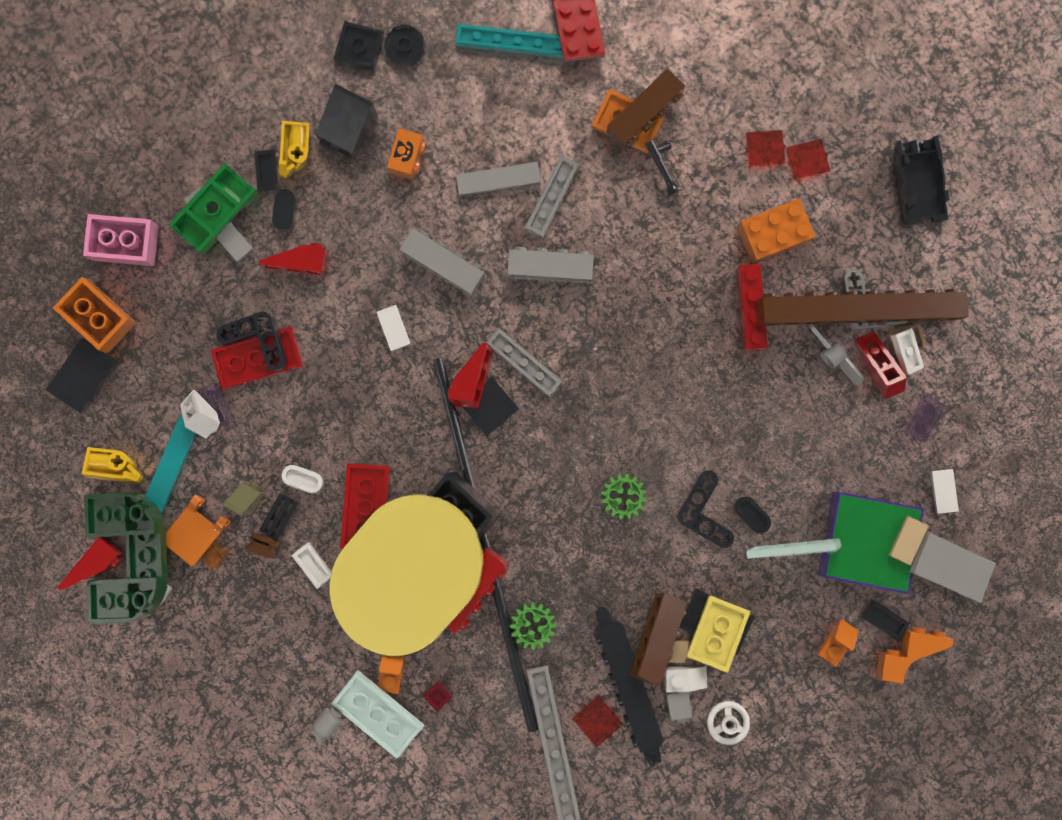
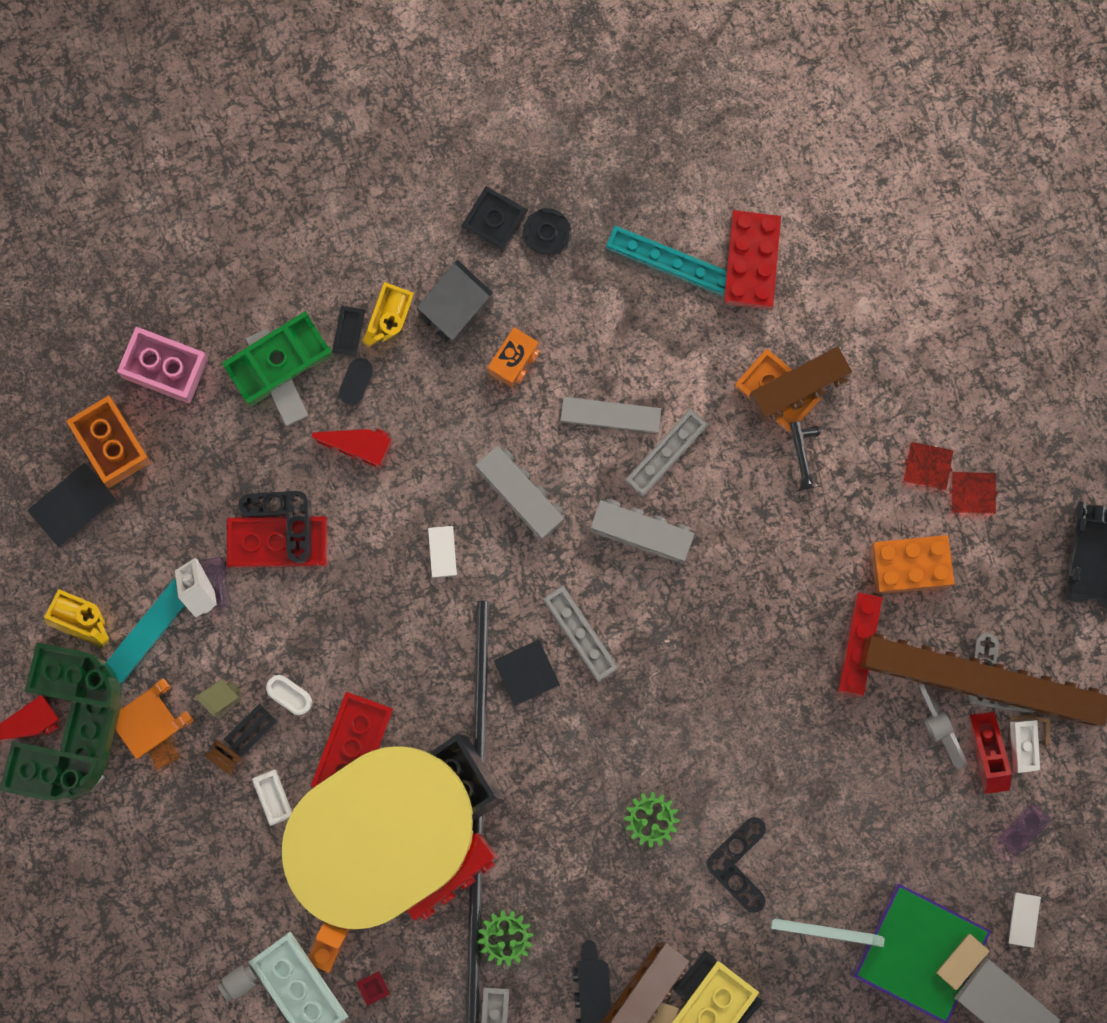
camera: 10 degrees right, 5 degrees down
(470, 381) = (514, 636): red slope -> none
(752, 514) = (794, 883): black tile -> none

